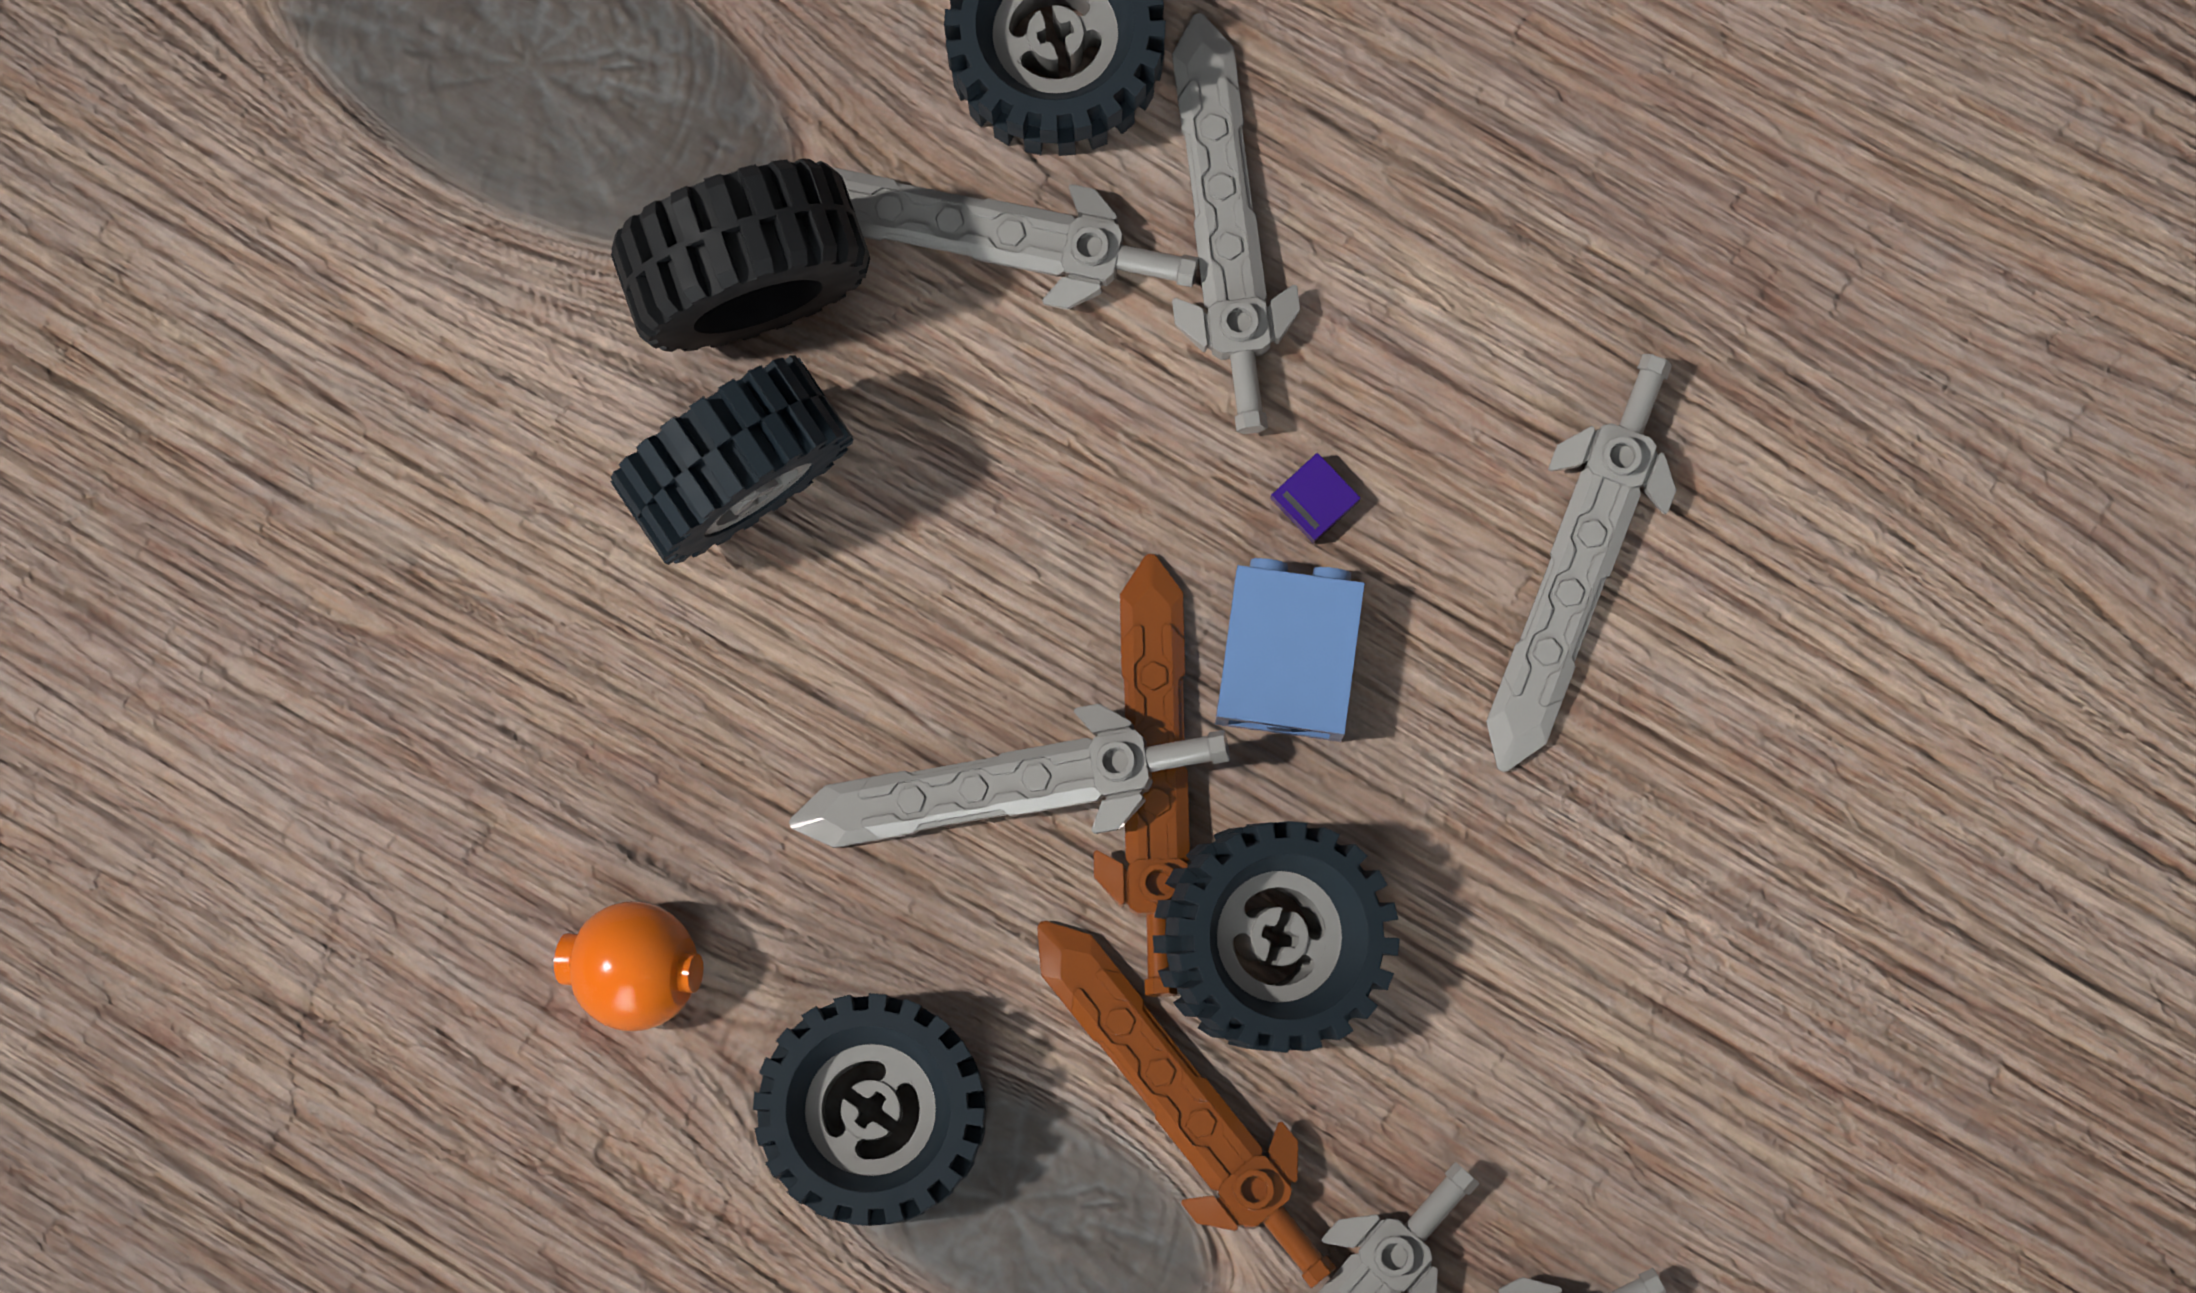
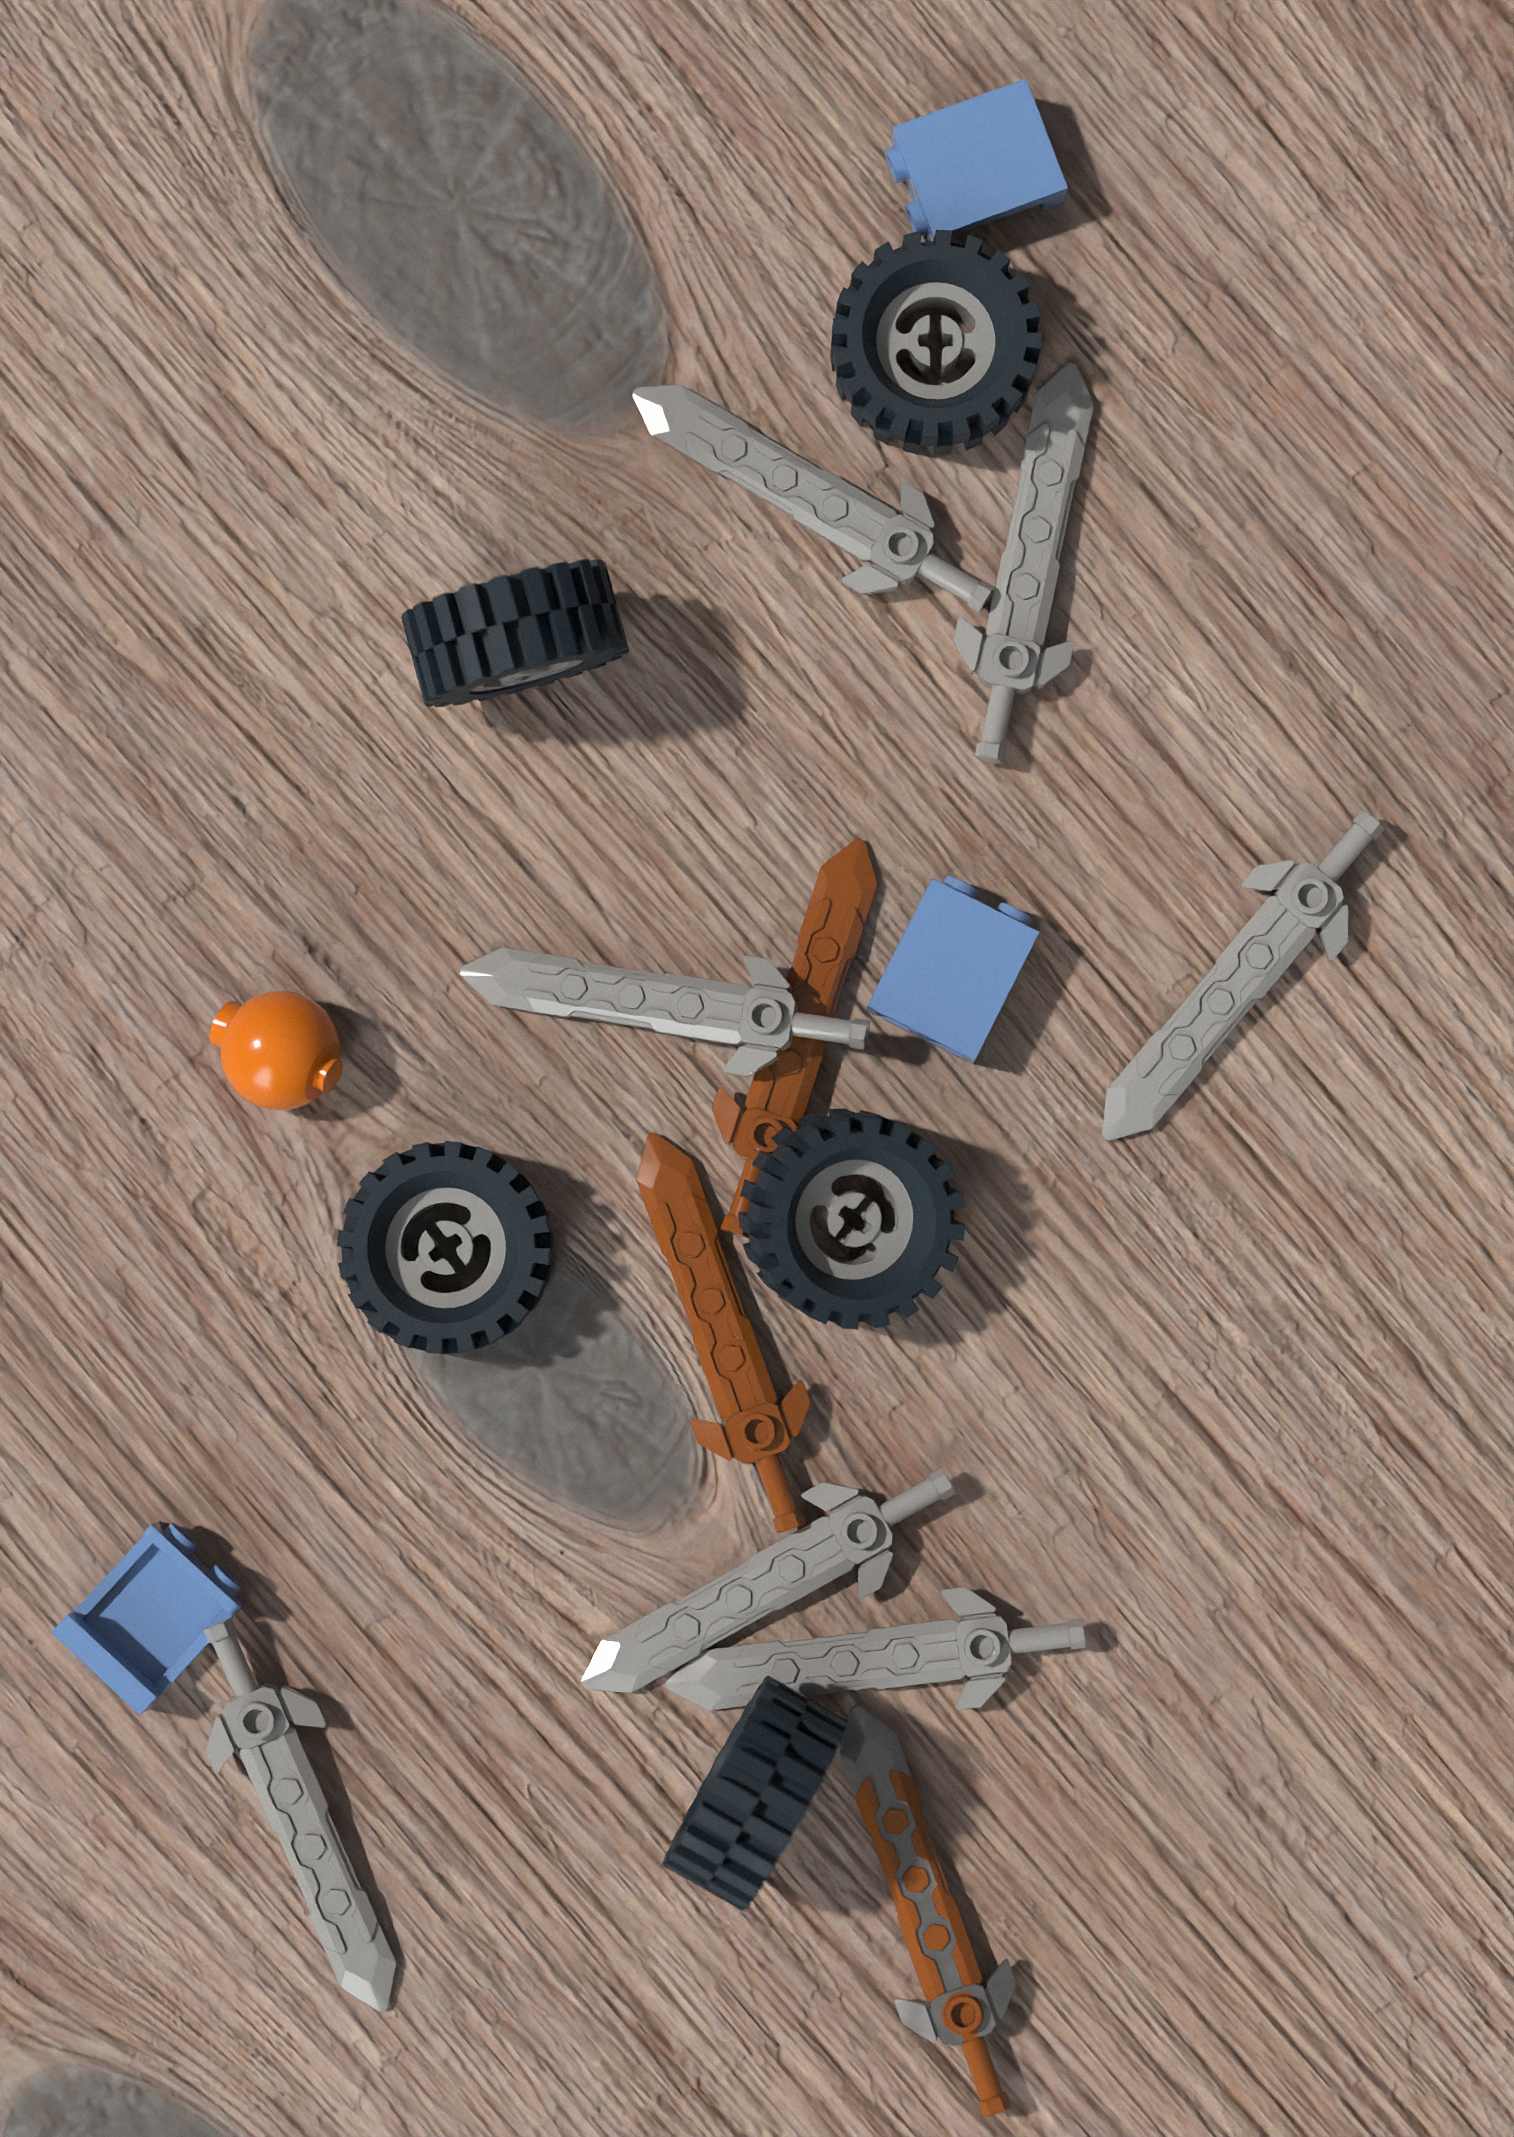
camera: 15 degrees right, 5 degrees up
(740, 255) = (583, 451): black tyre -> none
(1315, 498) = (1024, 839): dark purple tile -> none

